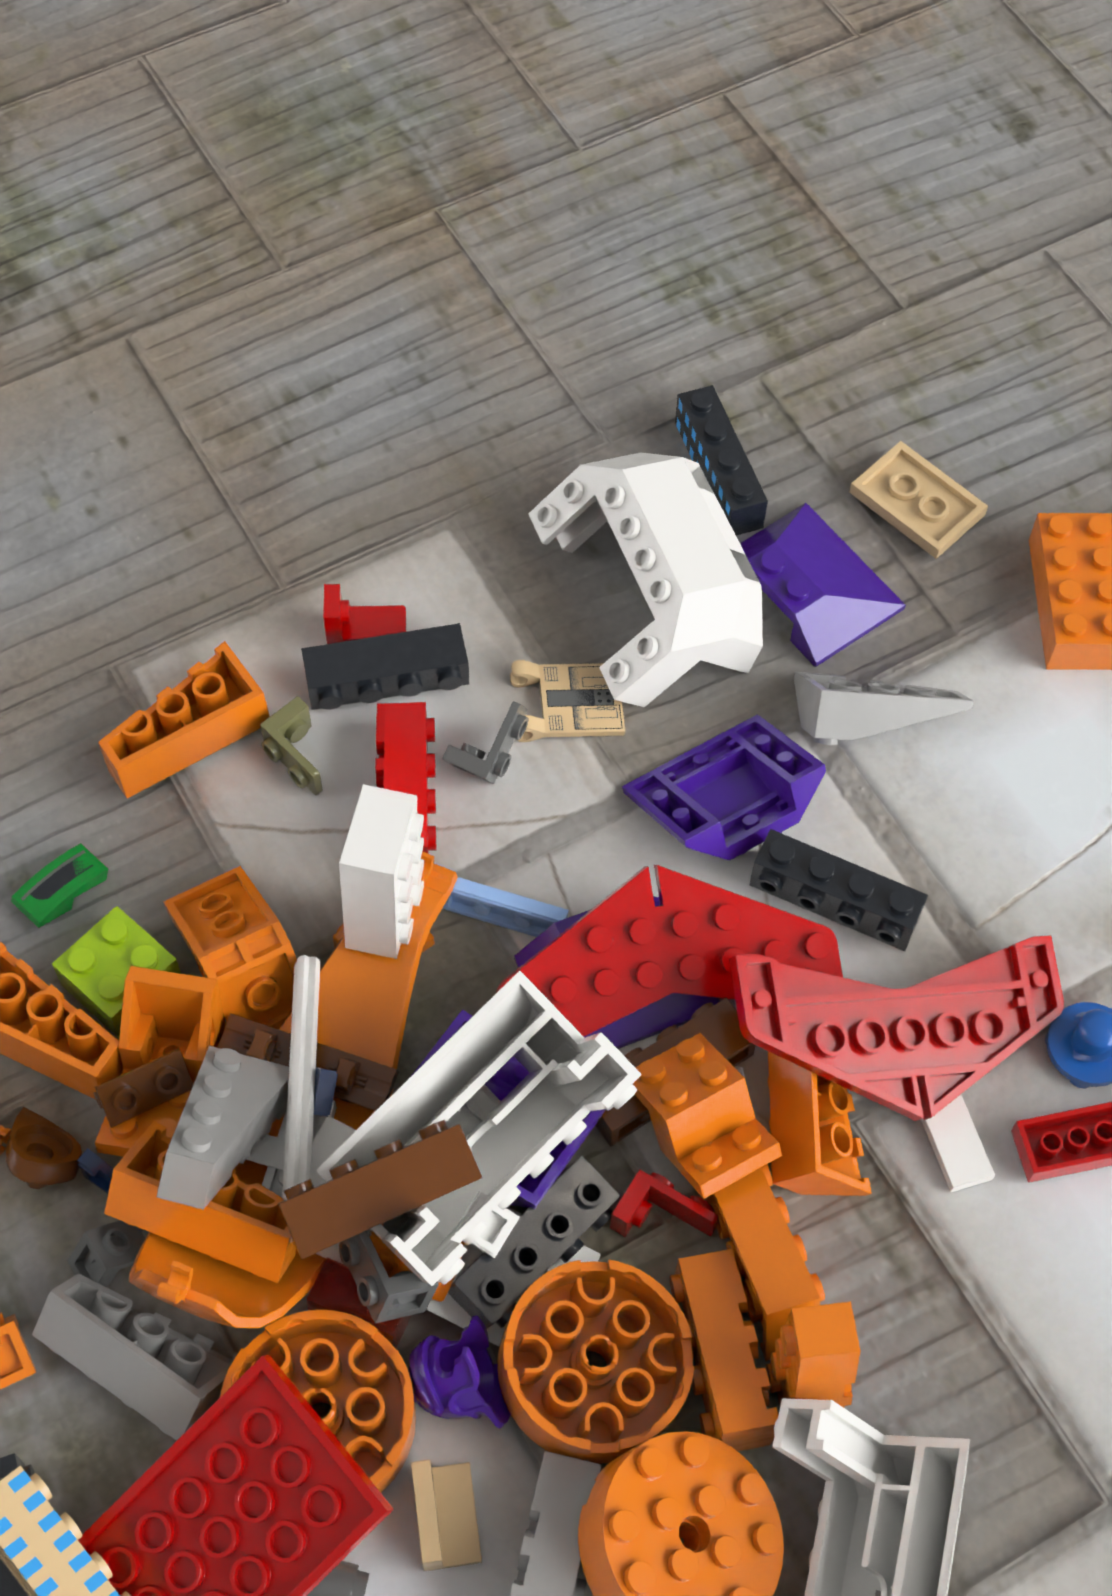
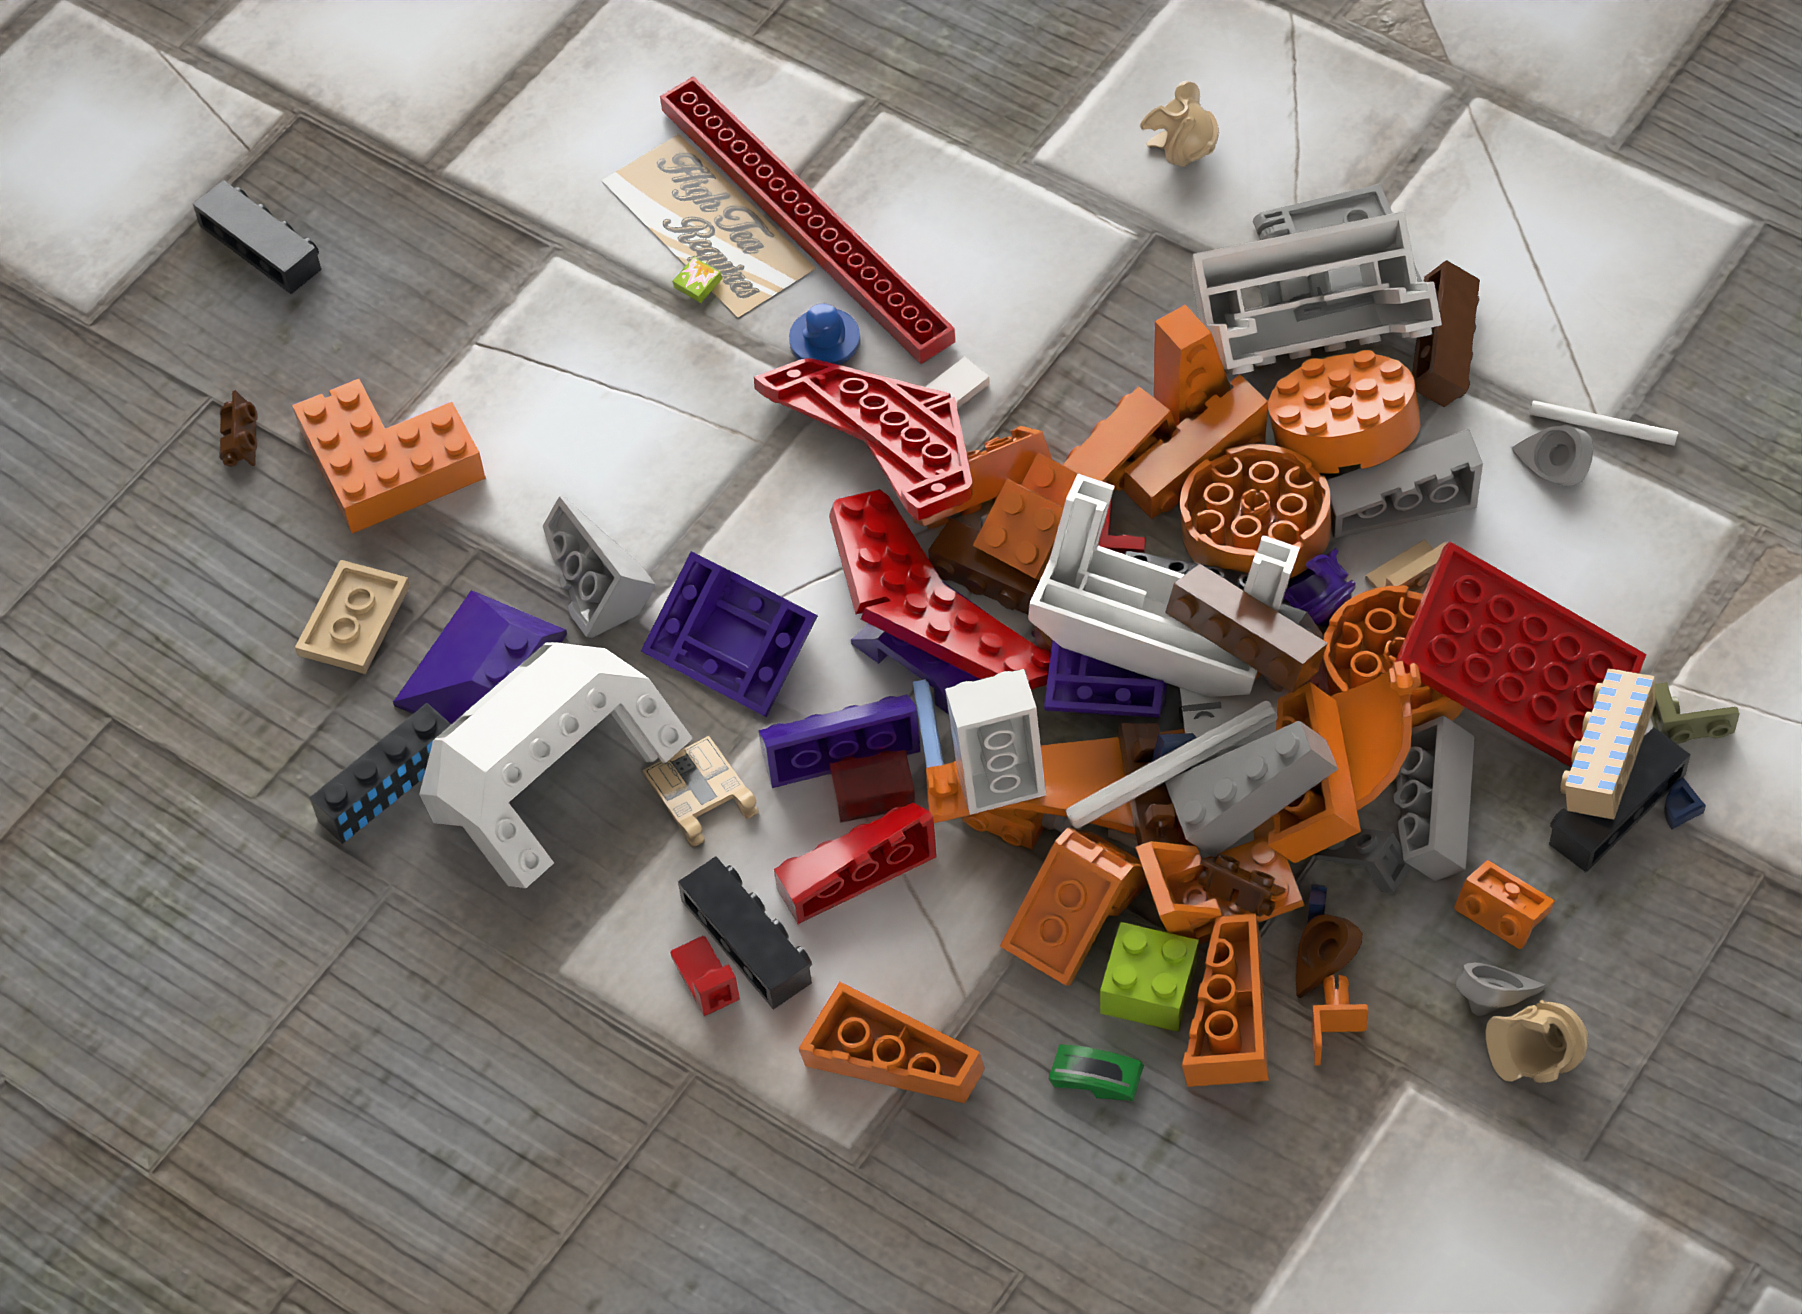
camera: 110 degrees left, 5 degrees down
(278, 732) = (872, 973): olive bracket -> none
(479, 834) = (872, 785): none -> clear red brick
(498, 760) = (798, 801): dark grey bracket -> none
(548, 818) = (809, 745): none -> dark purple slope
(837, 889) = (786, 525): black brick -> none

